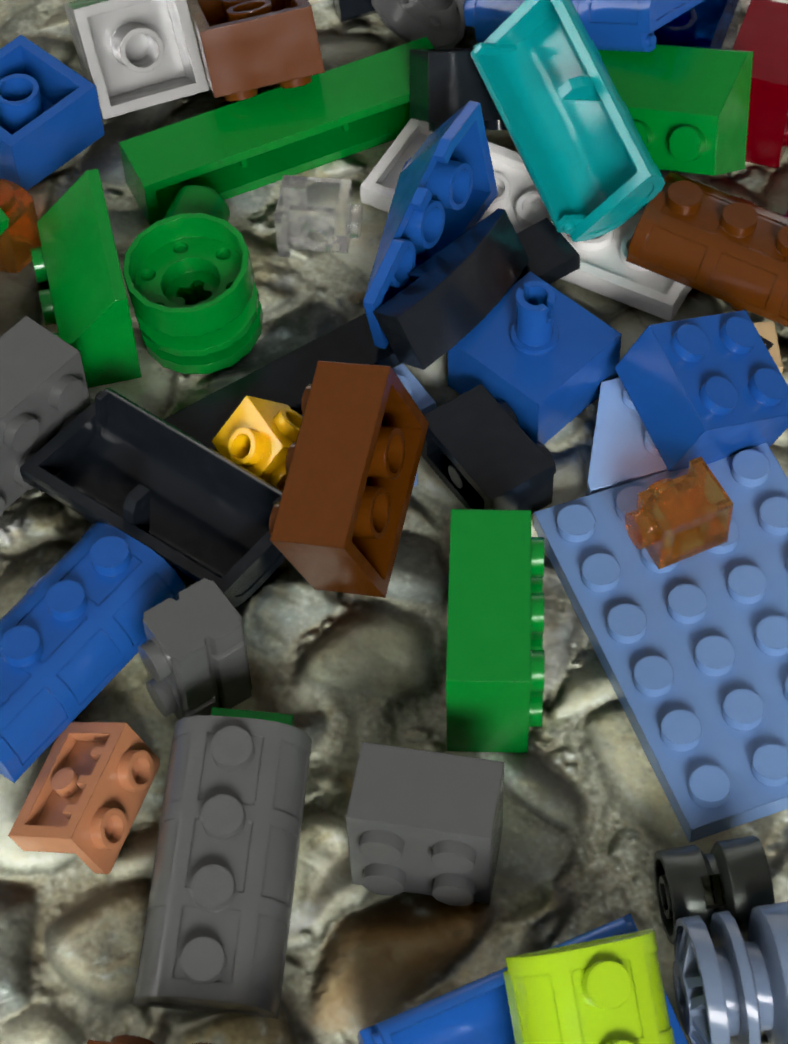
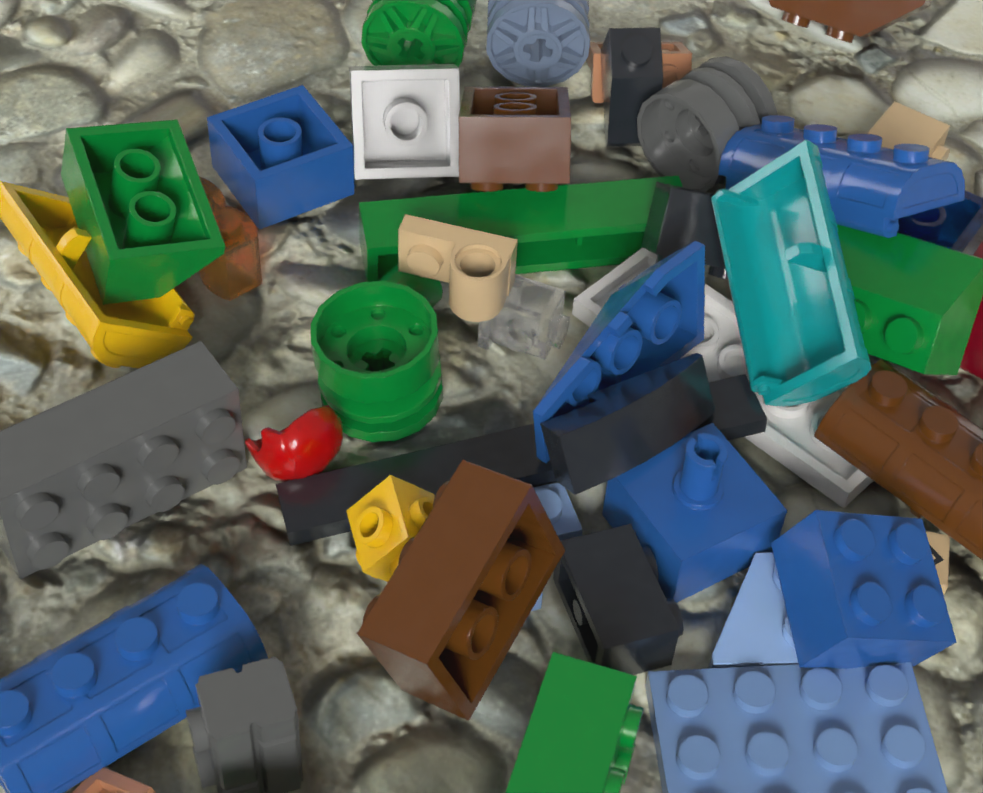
camera: 10 degrees right, 5 degrees down
(86, 283) = (274, 341): green slope -> none
(154, 383) = (300, 448): none -> red hair
(164, 491) = (276, 555): black container -> none
(255, 173) = (472, 262): none -> tan plate
(681, 516) = (798, 721): clear orange brick -> none

